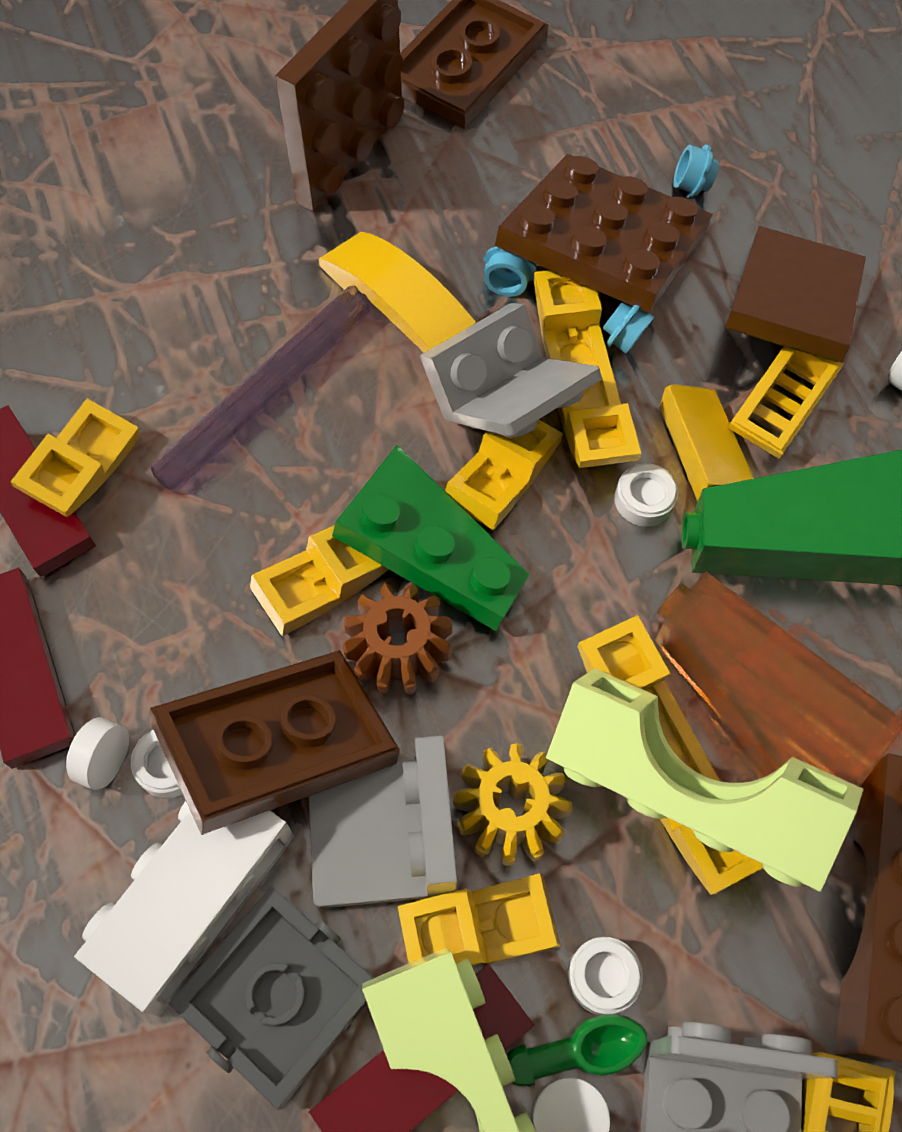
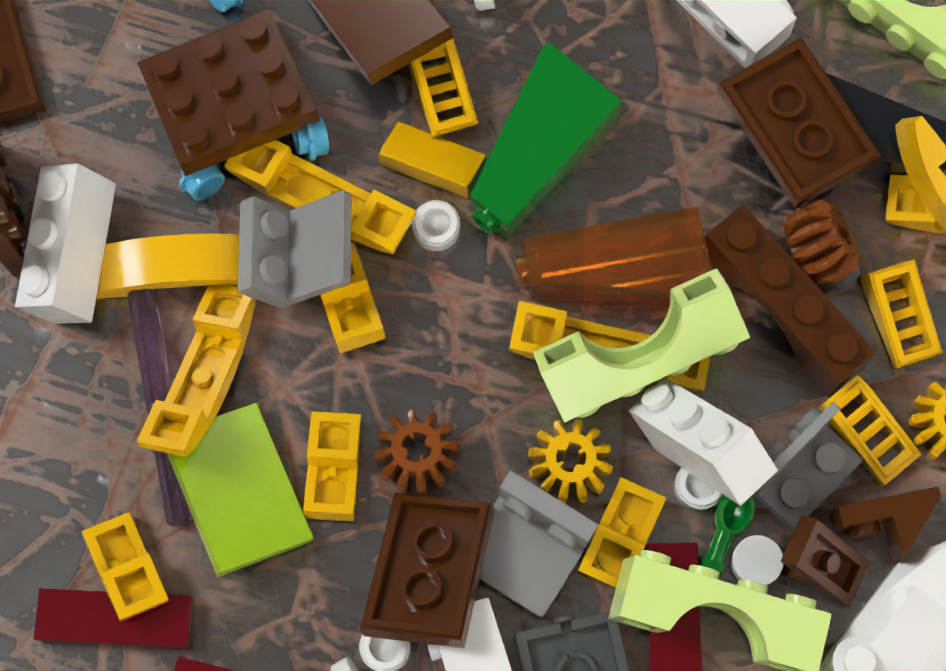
camera: 50 degrees left, 10 degrees up
(227, 501) = (240, 493): none -> lime tile
(314, 398) = (204, 375): none -> yellow slope
(350, 201) = (65, 244): none -> white brick
(430, 540) = (365, 382): green wing -> none
(654, 938) = (703, 440): none -> white brick

